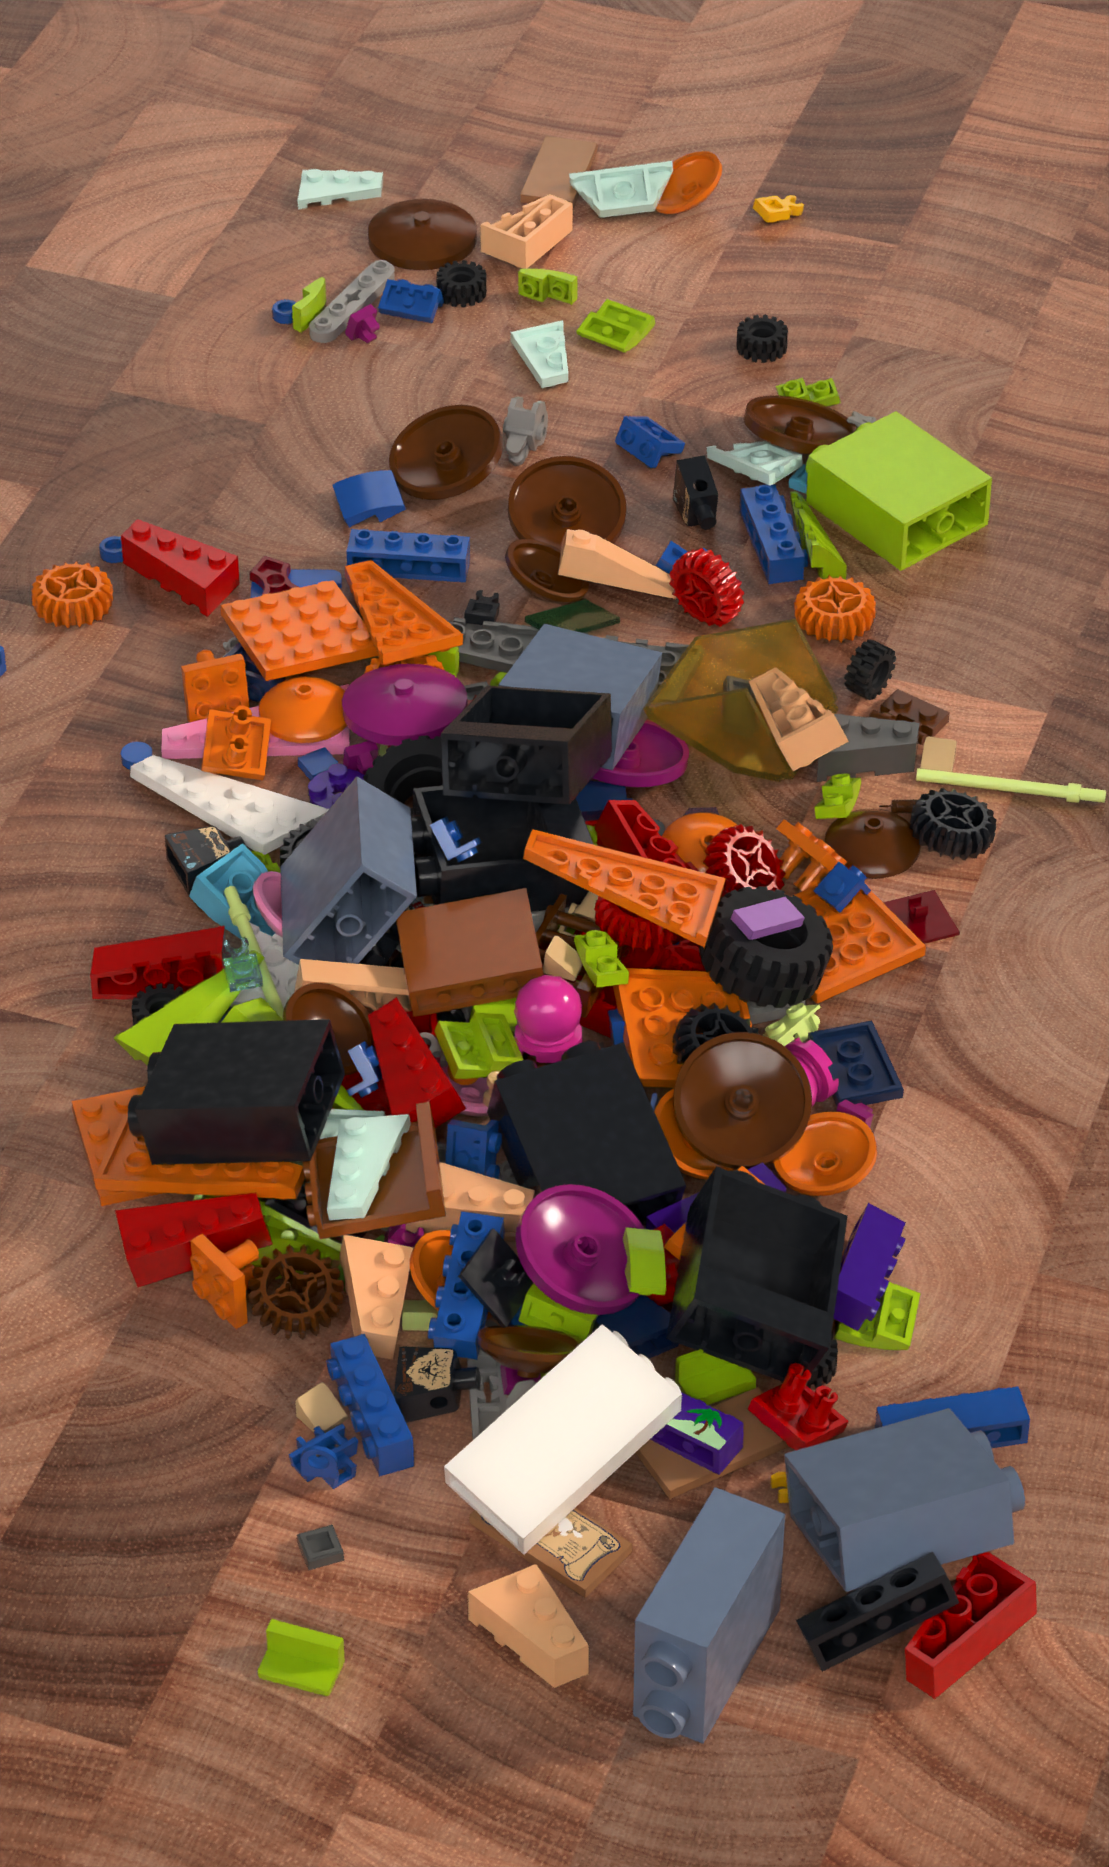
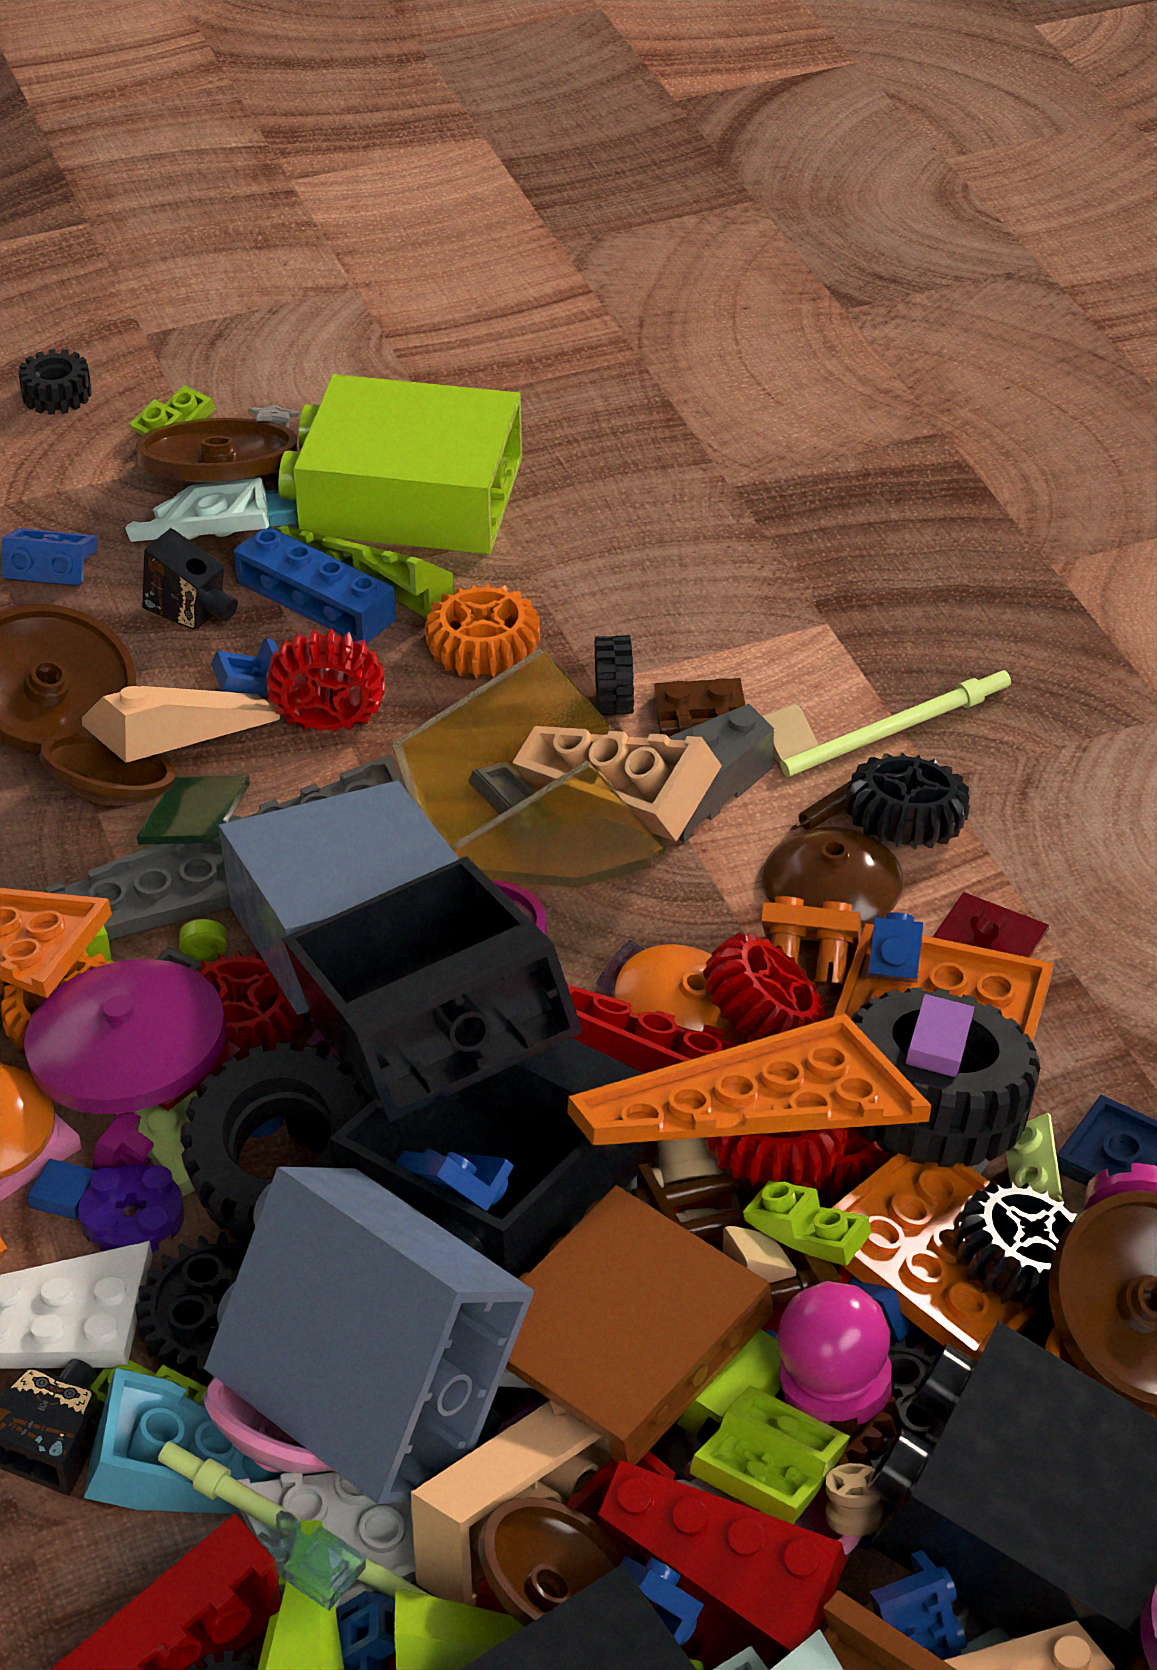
camera: 40 degrees left, 0 degrees up
(482, 609) = (65, 860): black plate -> none
(838, 797) = (742, 846): lime slope -> none

